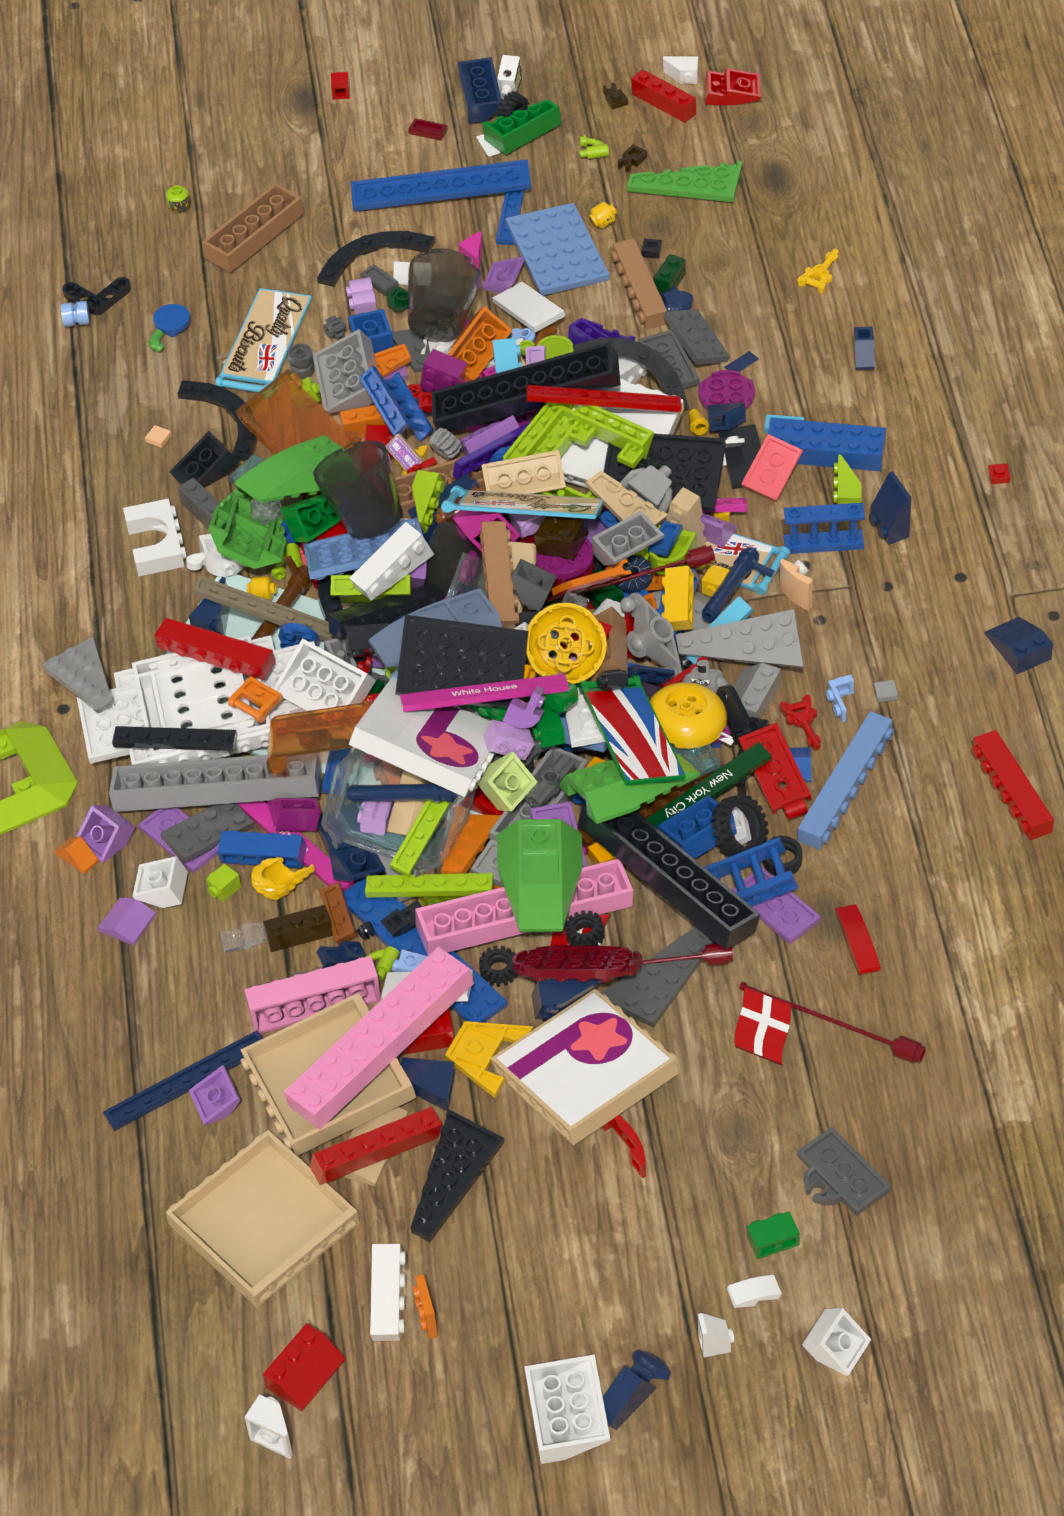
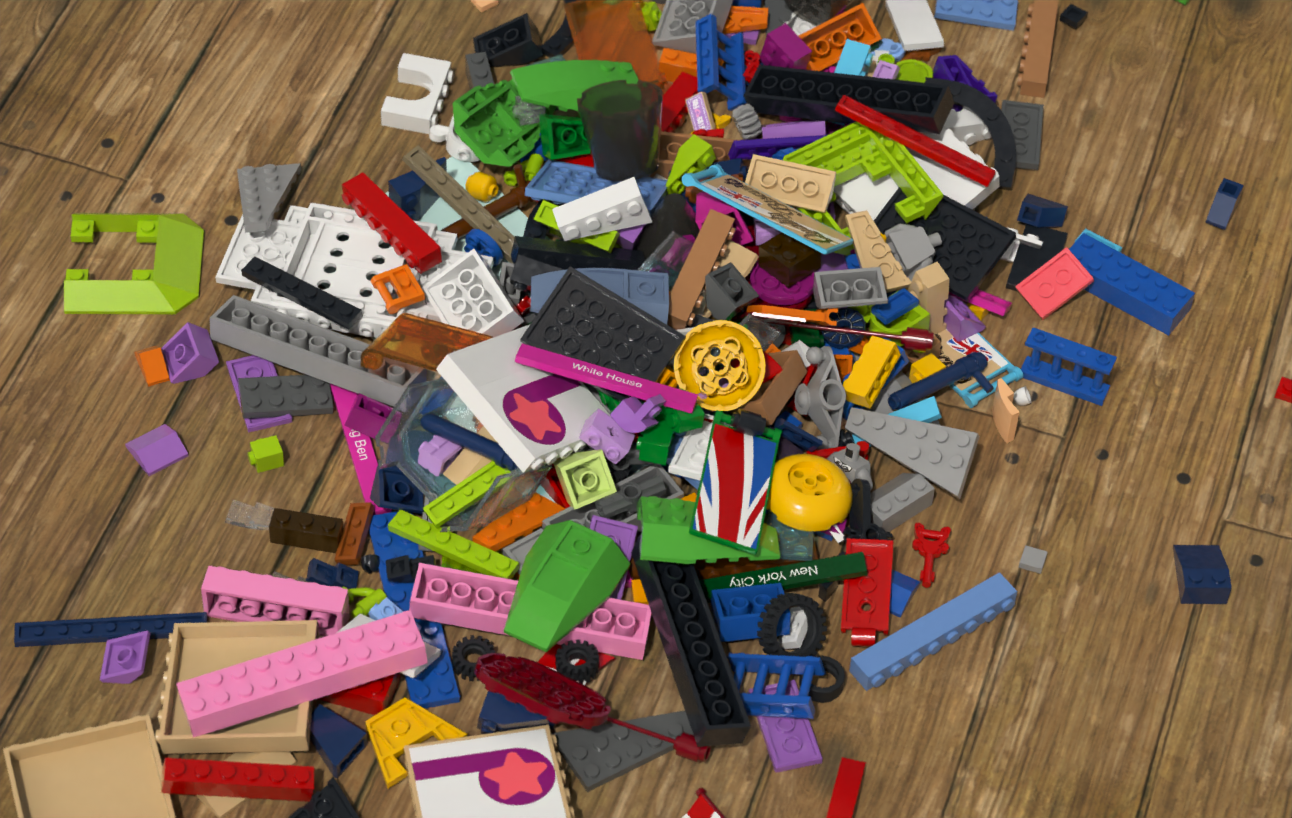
camera: 20 degrees right, 0 degrees up
(161, 882) = (208, 427): white slope -> none
(255, 847) = (322, 437): blue brick -> none
(276, 880) = (315, 473): yellow hair -> none
(670, 273) = (1073, 50): dark green brick -> none
(677, 300) = (1064, 79): dark blue animal -> none
(696, 336) = (1062, 122): dark grey plate -> none
(698, 423) = (1011, 207): yellow cone -> none
(726, 388) = (1062, 185): magenta tile -> none
(742, 362) = (1093, 167): dark blue sticker -> none
(819, 272) = (1229, 110): yellow piece -> none
(836, 689) = (985, 535): light blue bracket -> none
(847, 484) = (1120, 335): lime slope -> none
(891, 510) = (1146, 379): dark blue slope -> none
(1012, 785) = (1102, 715): red brick -> none

